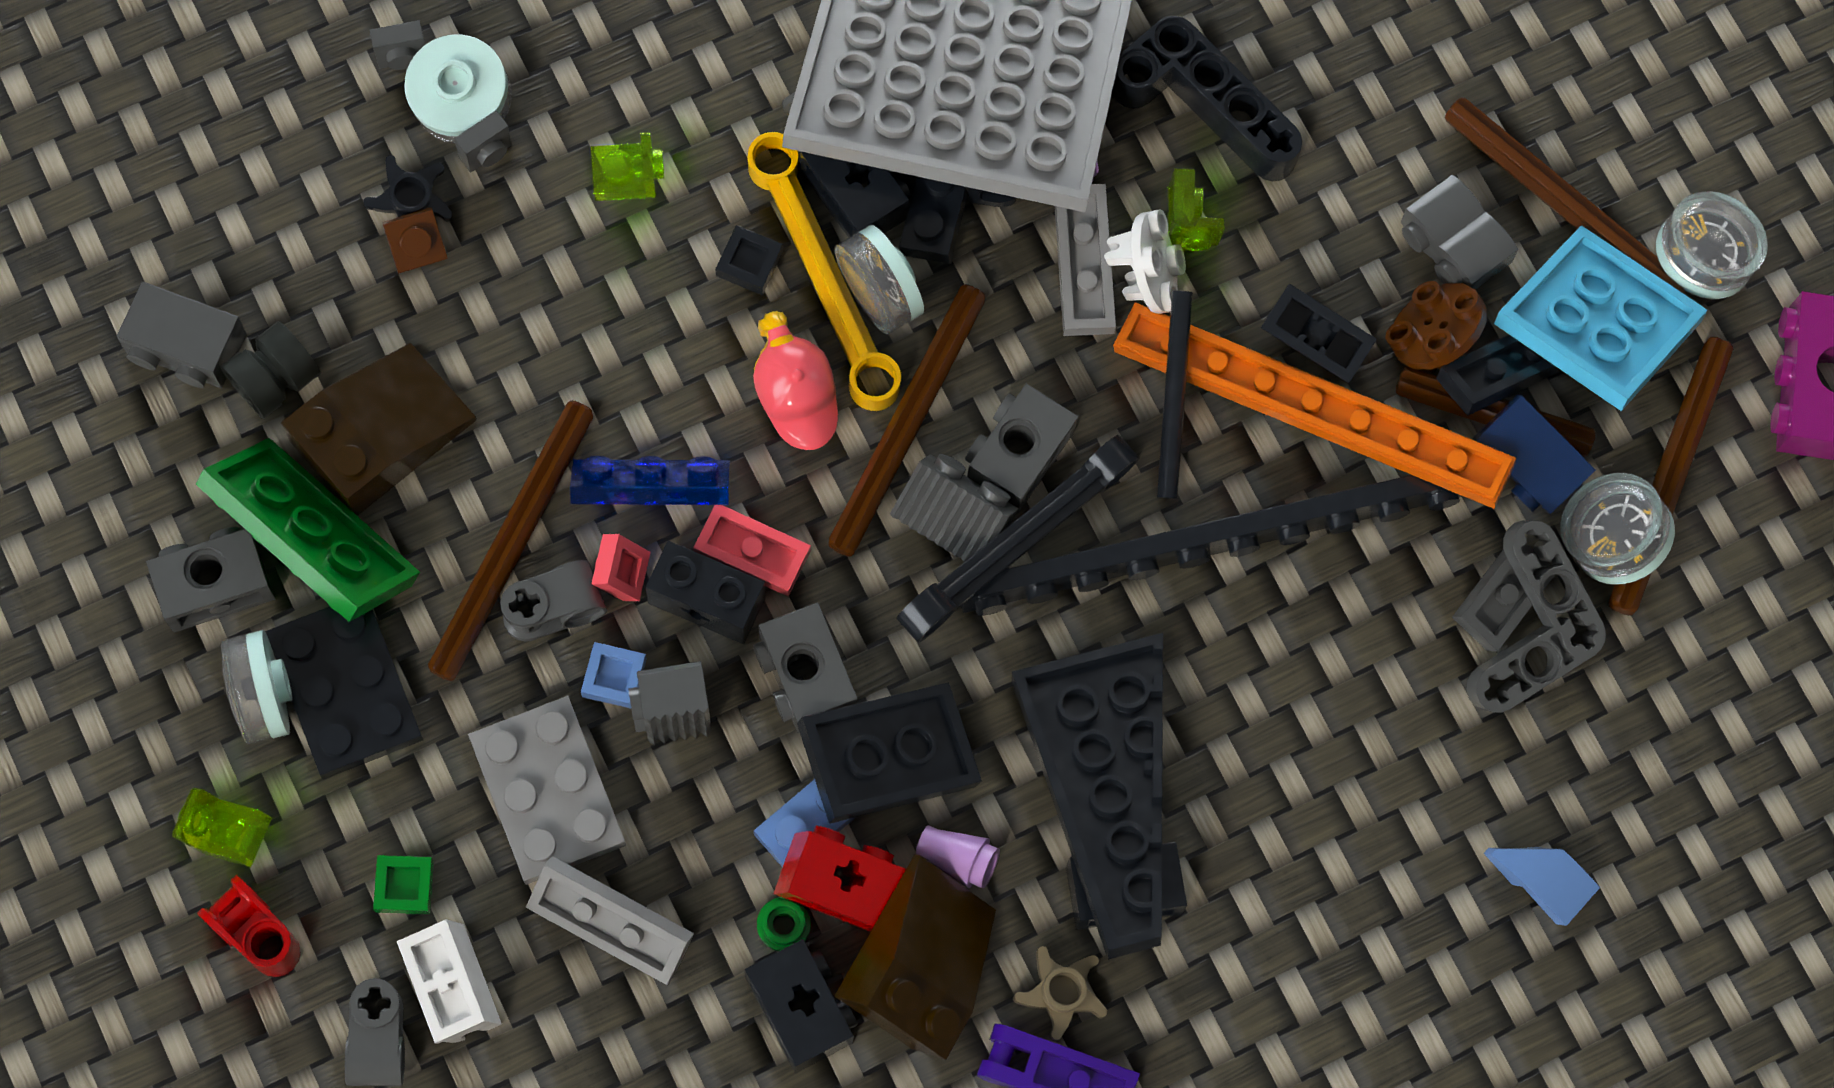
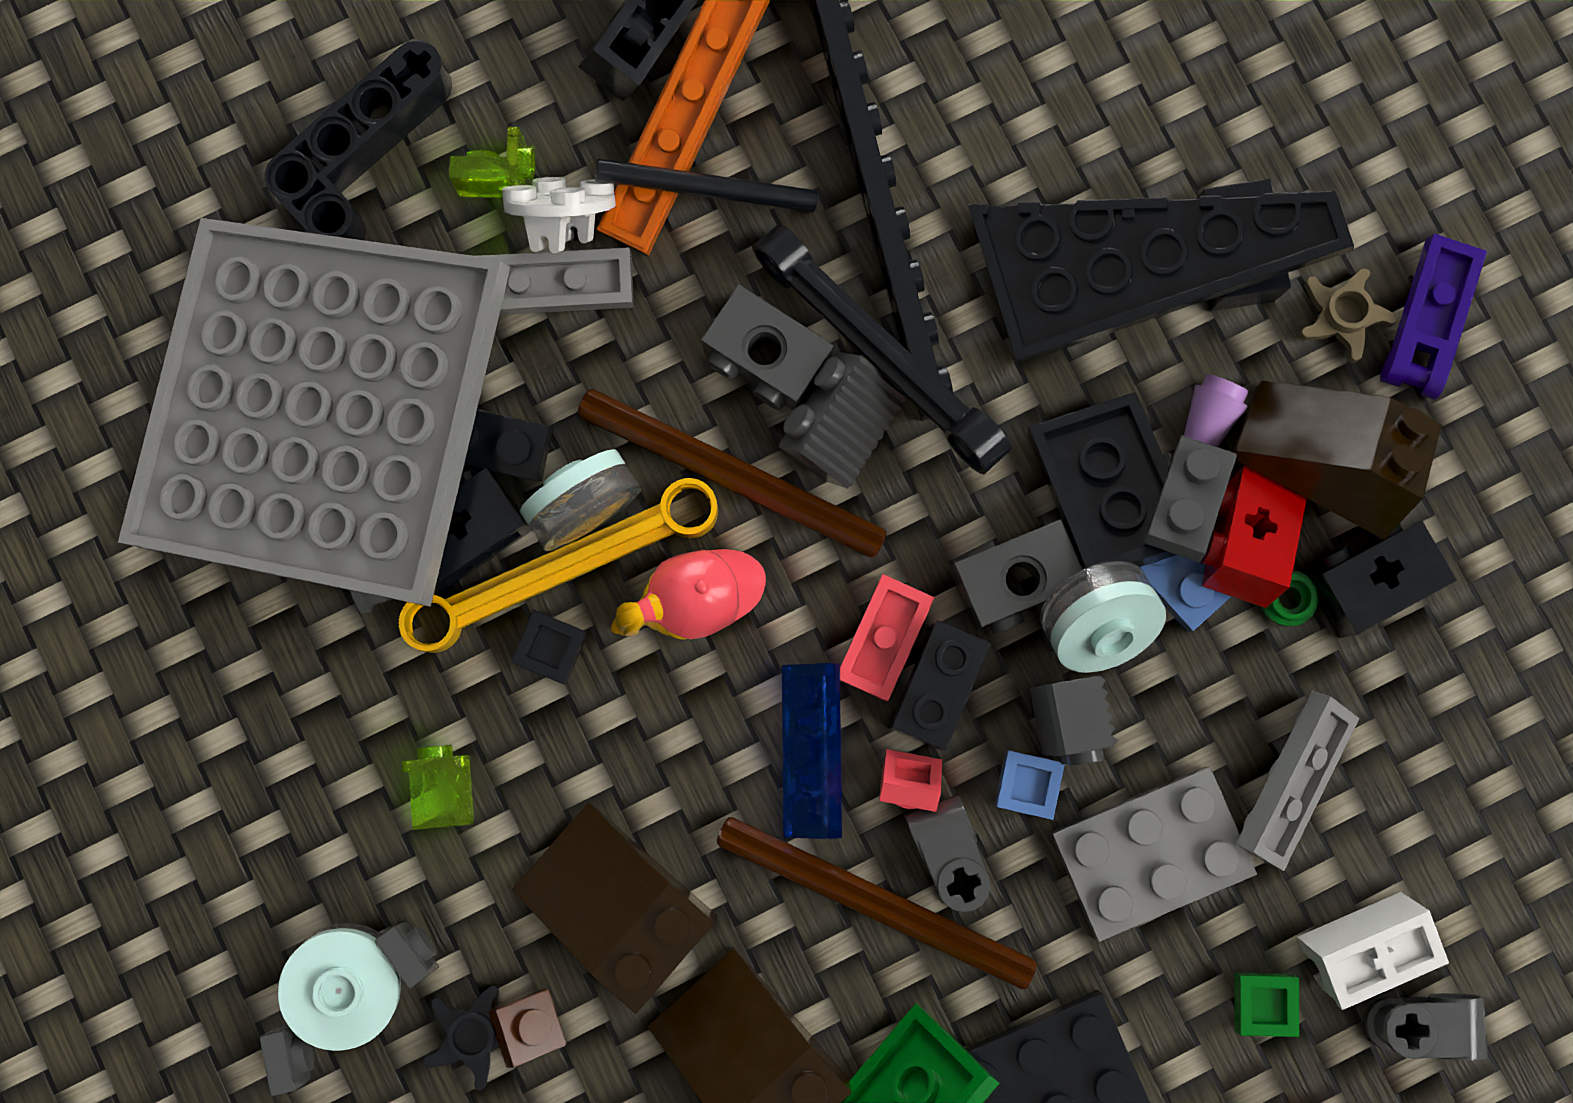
camera: 85 degrees left, 10 degrees up
(515, 315) = (614, 907): none -> dark brown slope
(765, 733) = (1102, 616): none -> light aqua piece
(874, 810) = (1190, 499): none -> dark grey plate

